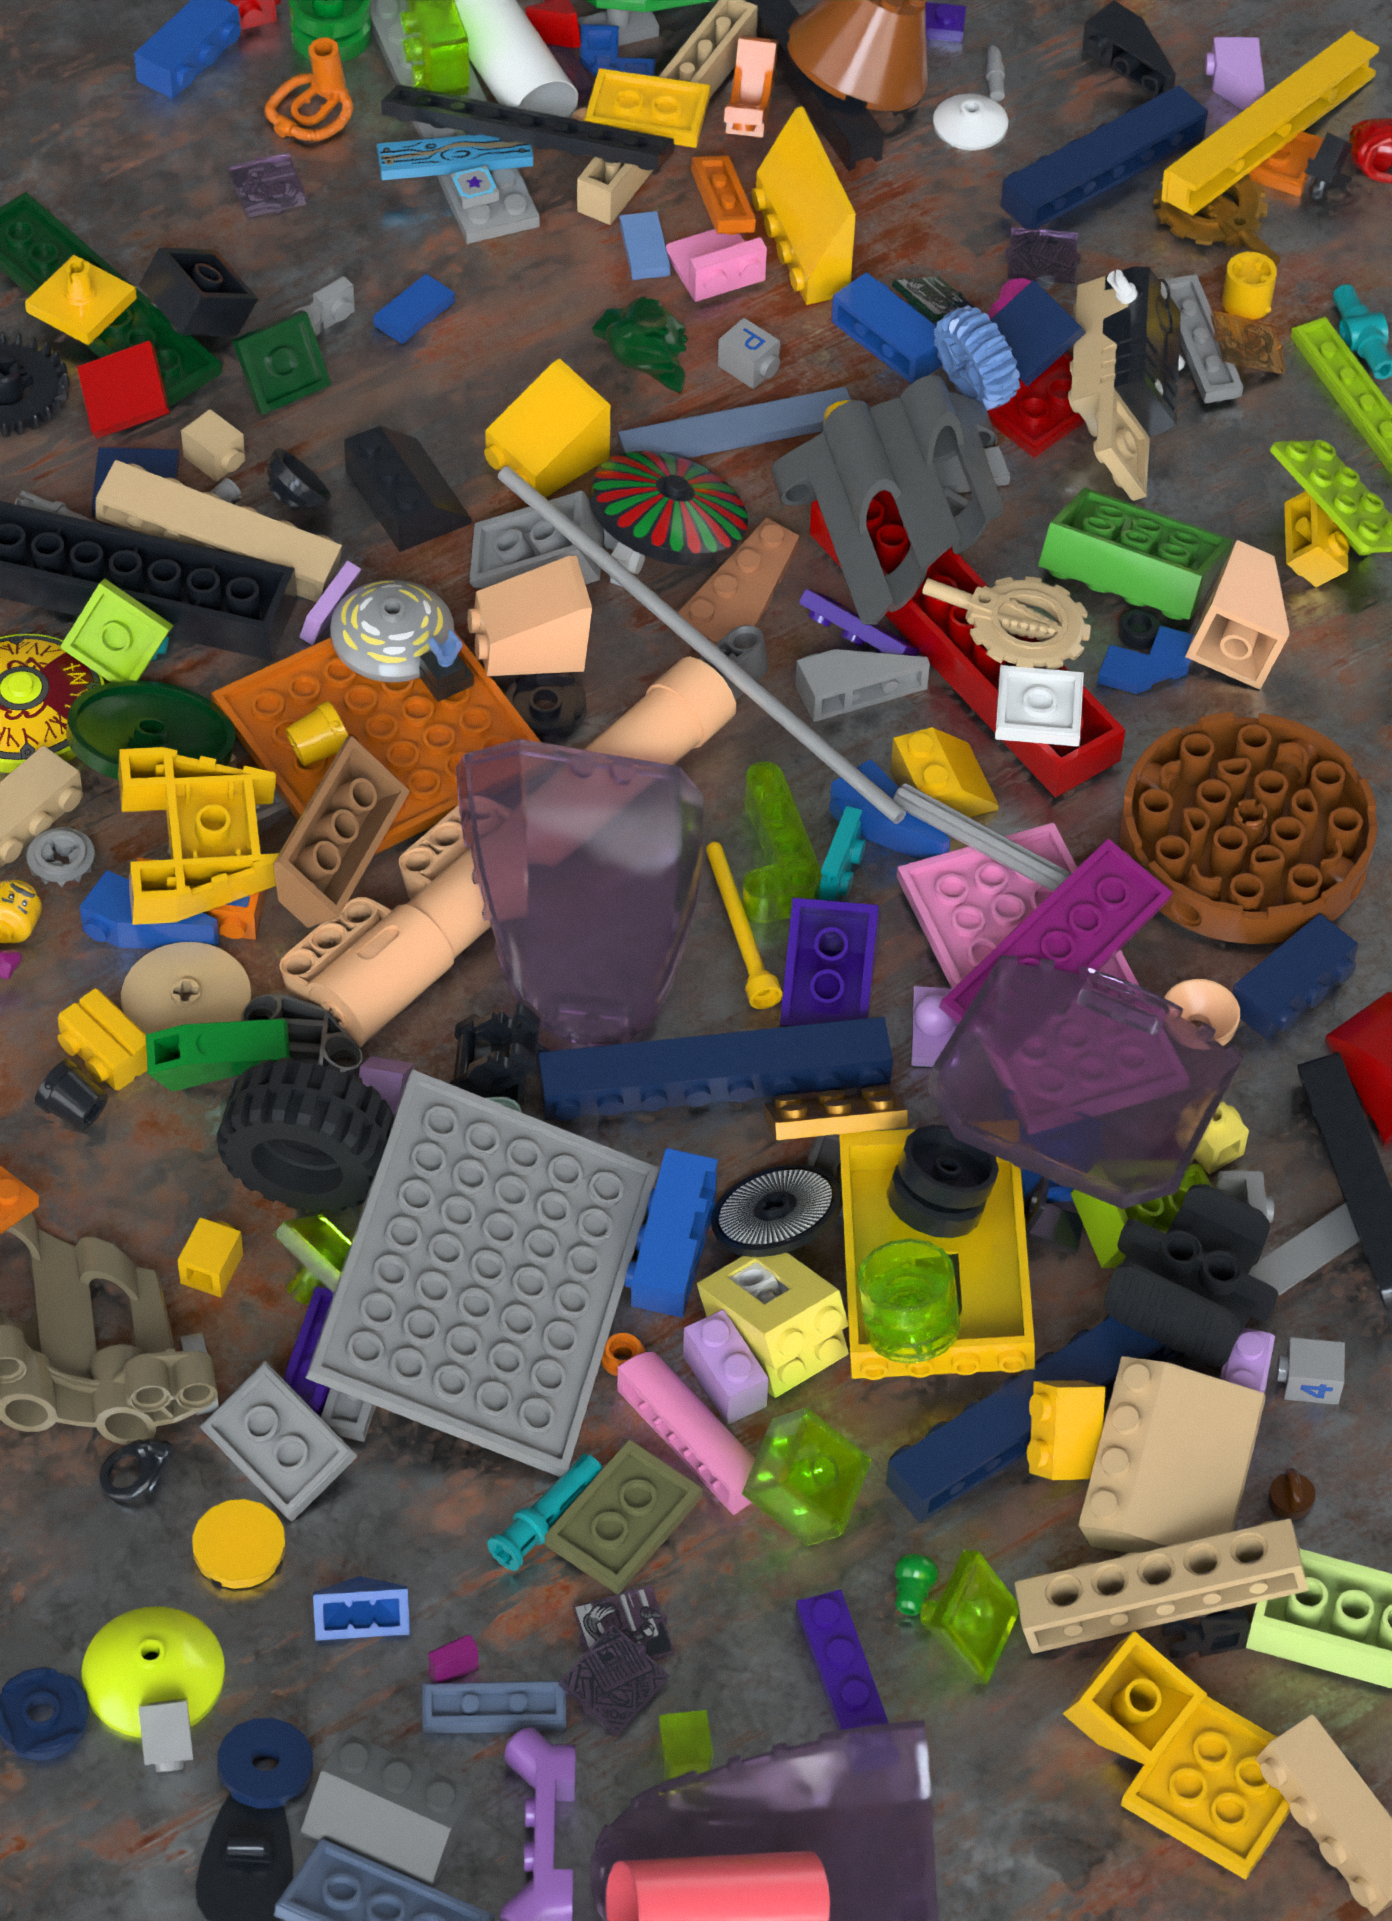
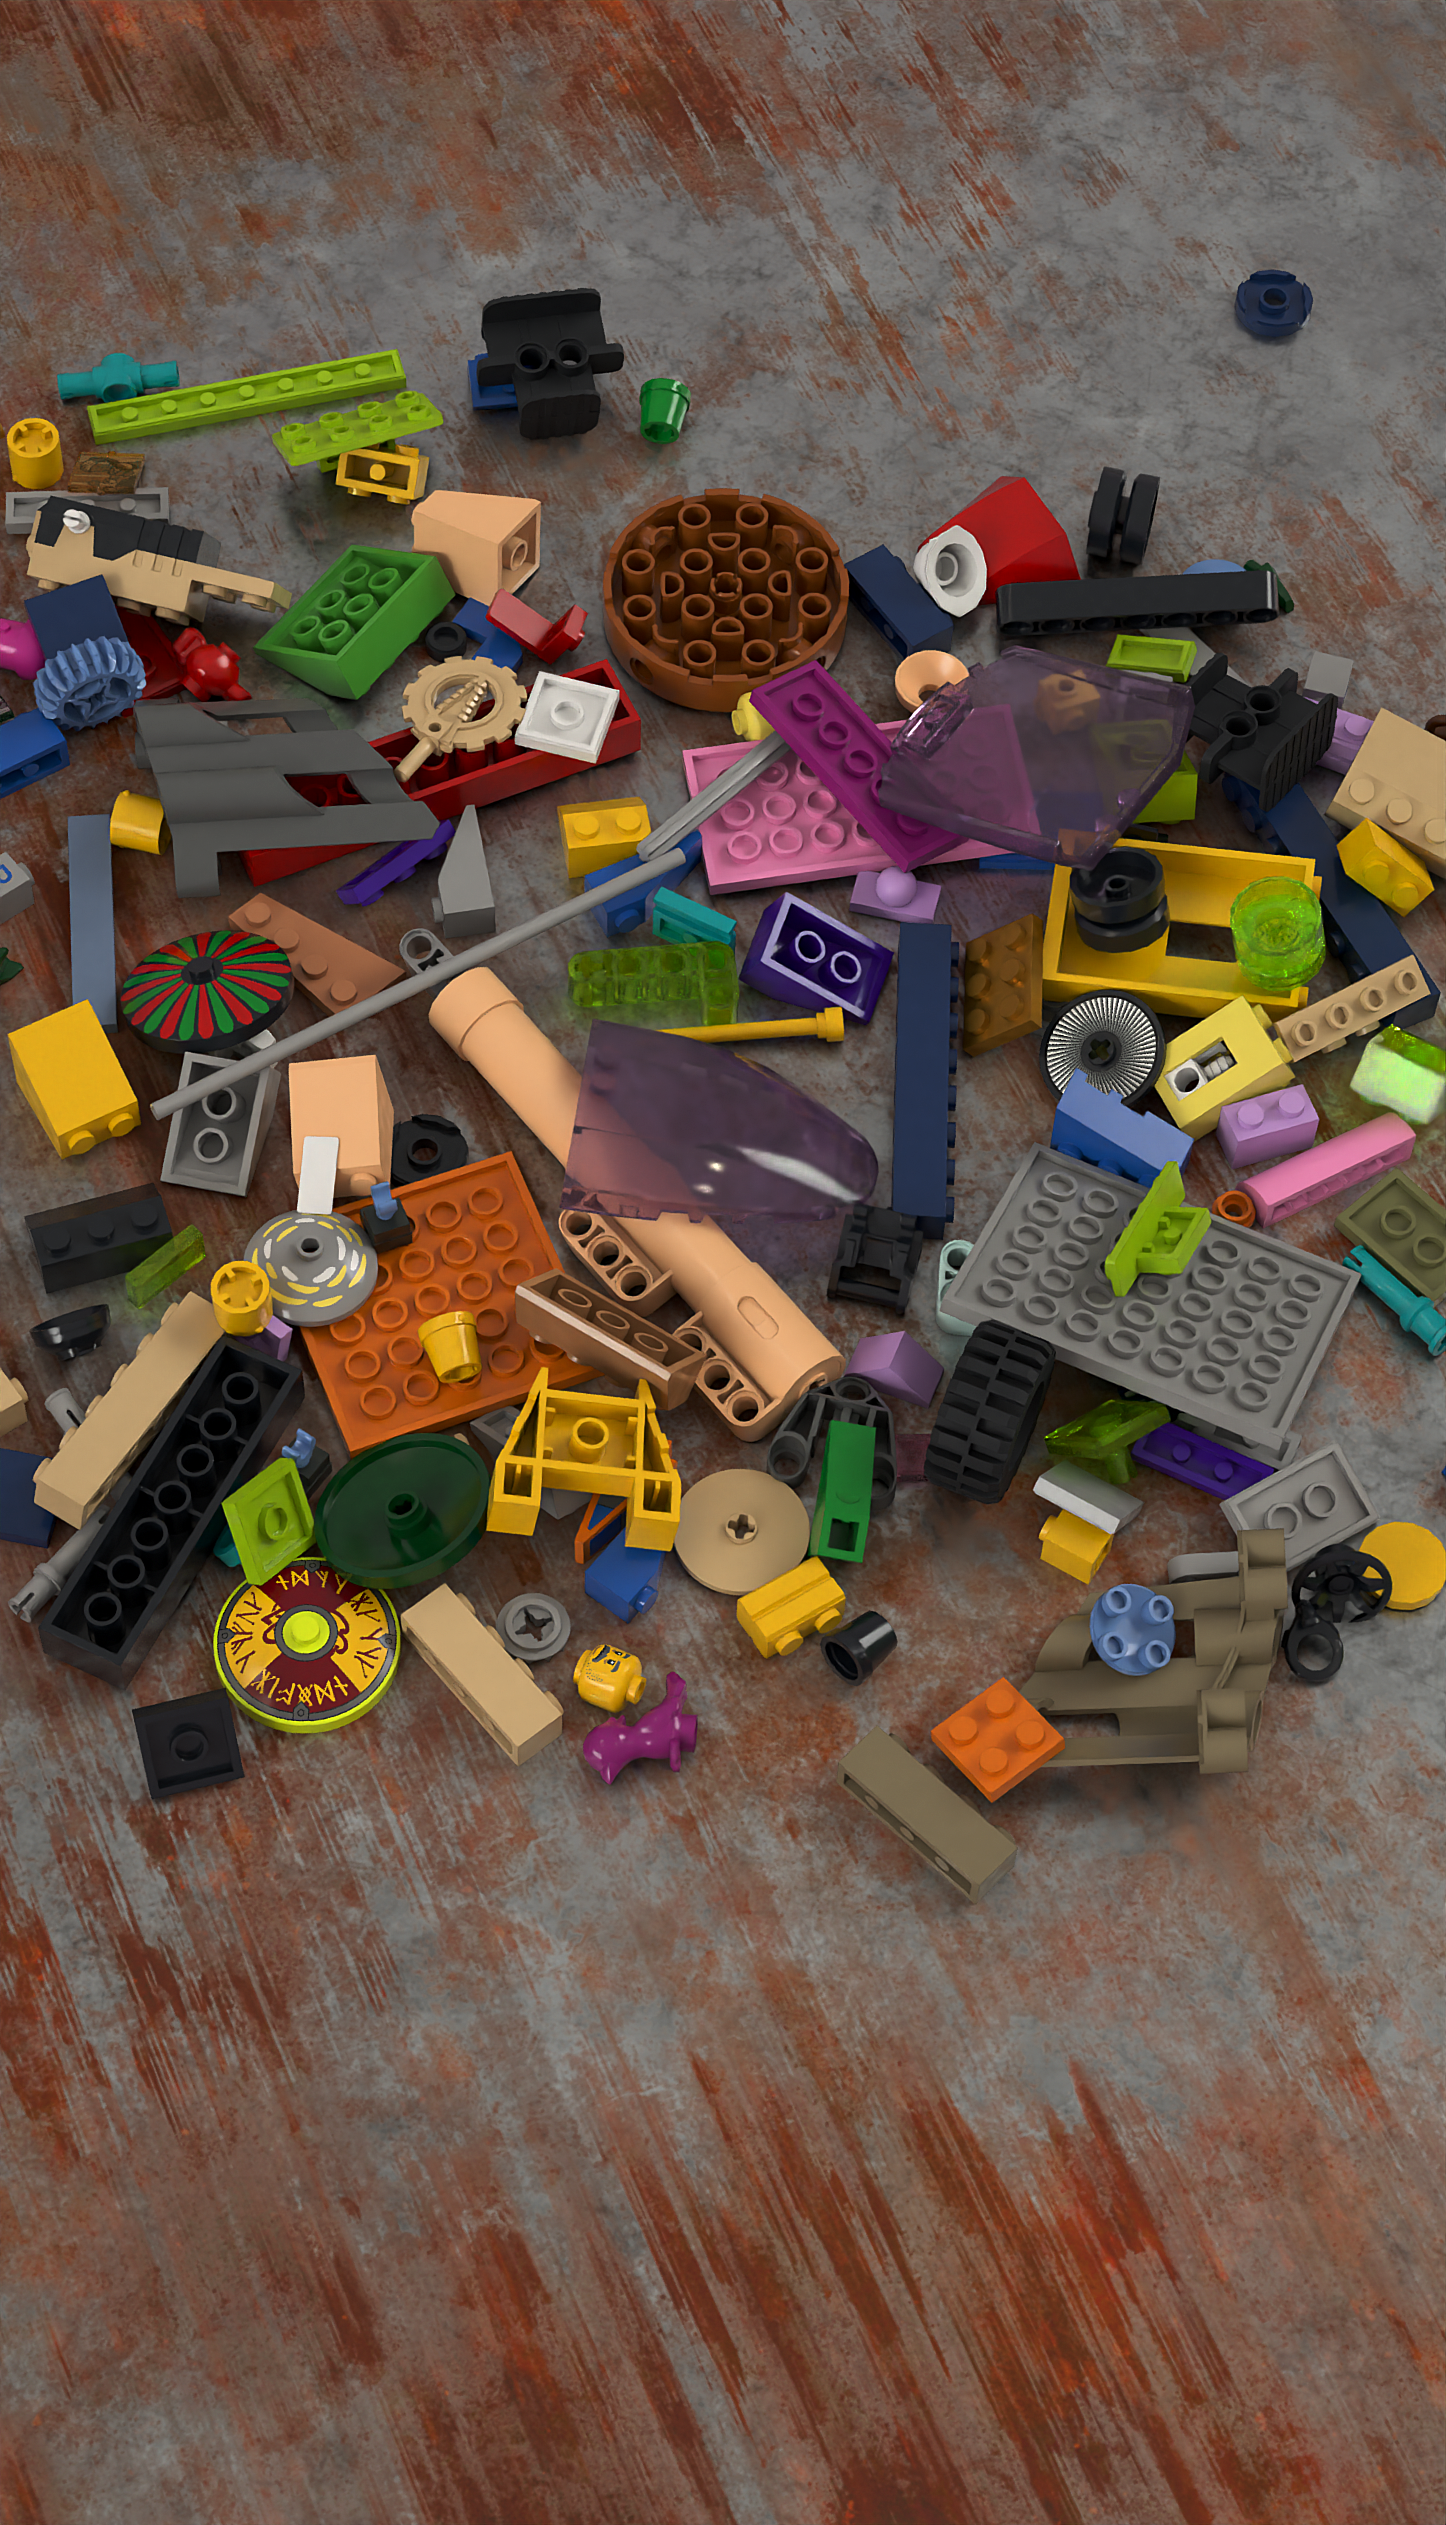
camera: 80 degrees left, 5 degrees up
(112, 1301) = (1133, 1629): none -> medium blue dish
(195, 663) = (311, 1461): none -> piece
(205, 1477) = (1341, 1579): none -> black wheel
(250, 1255) = (1088, 1497): none -> light grey tile
(326, 569) = (242, 1298): none -> yellow piece
(378, 536) = (165, 1266): none -> clear neon green tile
(474, 606) = (317, 1175): none -> white sticker
(547, 1257) = (1159, 1234): none -> lime bracket
(866, 1407) = (1352, 1009): none -> tan bracket
(1035, 451) = (209, 667): none -> red piece
(1166, 679) = (533, 630): none -> red bracket
(1301, 1206) = (1154, 655): none -> lime tile
(1335, 1004) = (952, 570): none -> white piece

